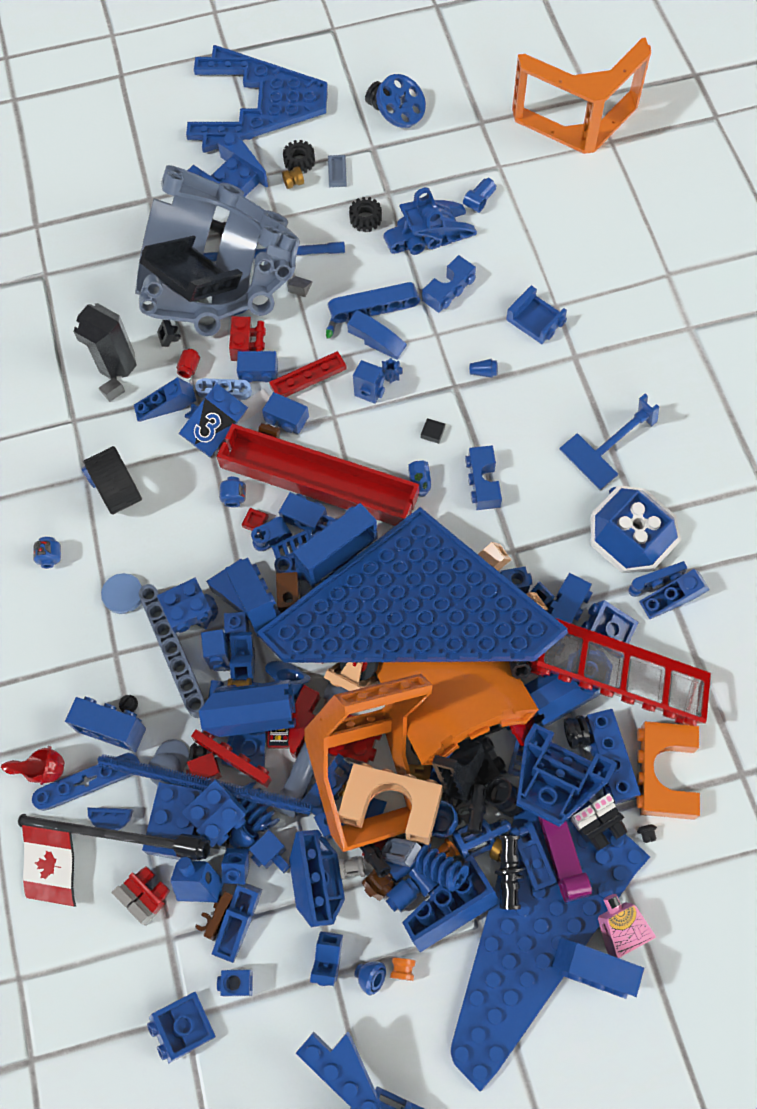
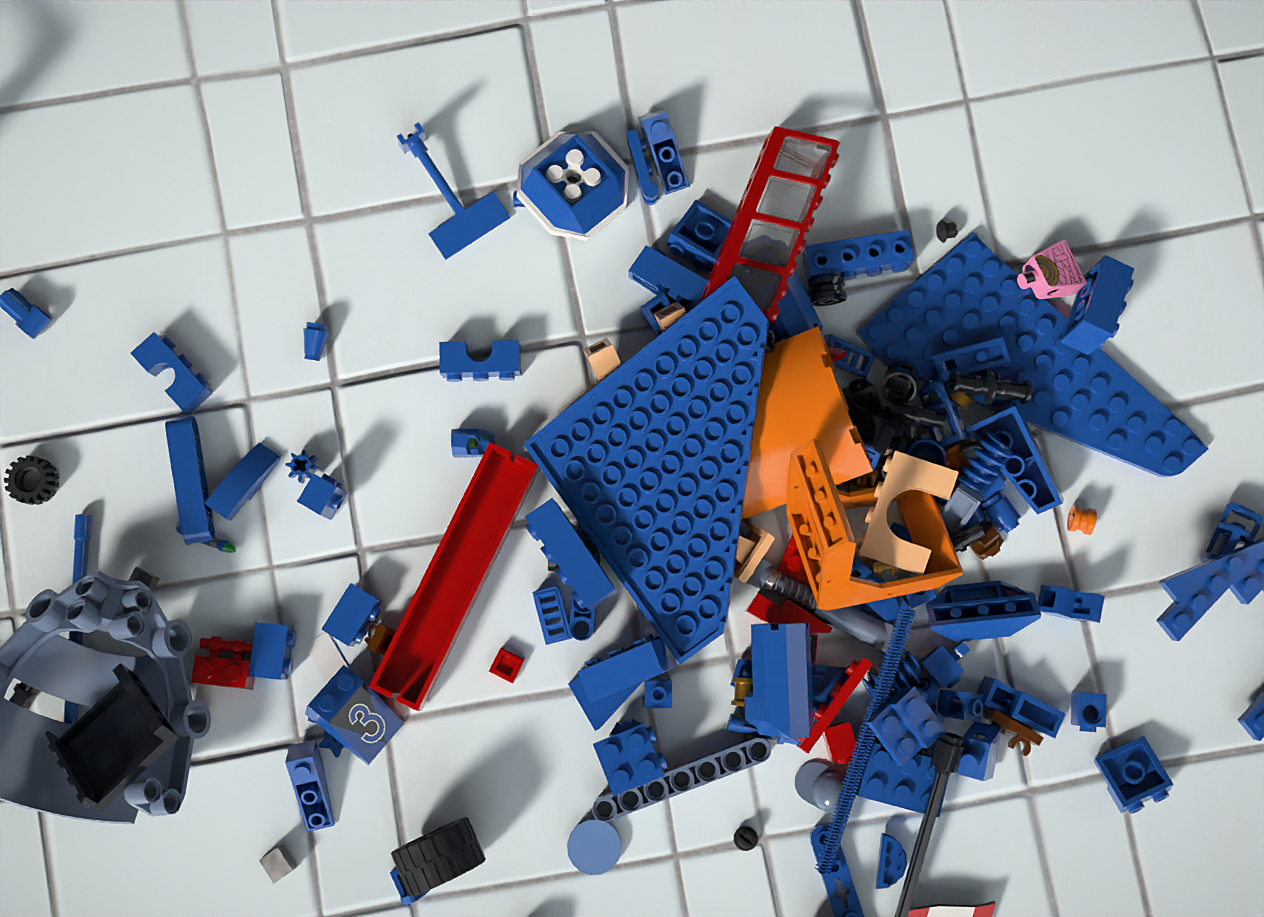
camera: 85 degrees left, 15 degrees up
(106, 340) = (215, 866): black brick -> none
(106, 723) = (777, 864): blue brick -> none
(139, 897) = (993, 812): hips -> none
(166, 333) = (200, 780): black tile -> none
(188, 363) = (253, 750): red brick -> none
(196, 751) = (817, 751): black piece -> none
(216, 650) = (693, 720): blue brick -> none
(232, 492) = (465, 692): blue head -> none
(237, 384) = (296, 680): light blue beam -> none
(242, 656) = (703, 688): blue brick -> none
(270, 533) = (530, 639): blue piece -> none
(286, 671) = (736, 635): blue piece -> none
(288, 587) = (614, 623): reddish brown torso -> none
(304, 513) = (508, 594): blue brick -> none
(308, 375) = (294, 581): red plate -> none
(351, 867) = (968, 564): light grey bush -> none
(371, 976) = (1087, 557): blue brick -> none
(428, 219) = (70, 392): blue piece -> none
(433, 430) = (400, 419): black tile -> none
(521, 574) = (628, 349): blue brick -> none
(535, 316) = (242, 261): blue panel -> none
(556, 780) = (890, 317): blue wedge -> none
(569, 875) = (1004, 320): magenta beam -> none
(597, 819) = (936, 280): black hips -> none
(655, 797) = (844, 206): orange arch -> none

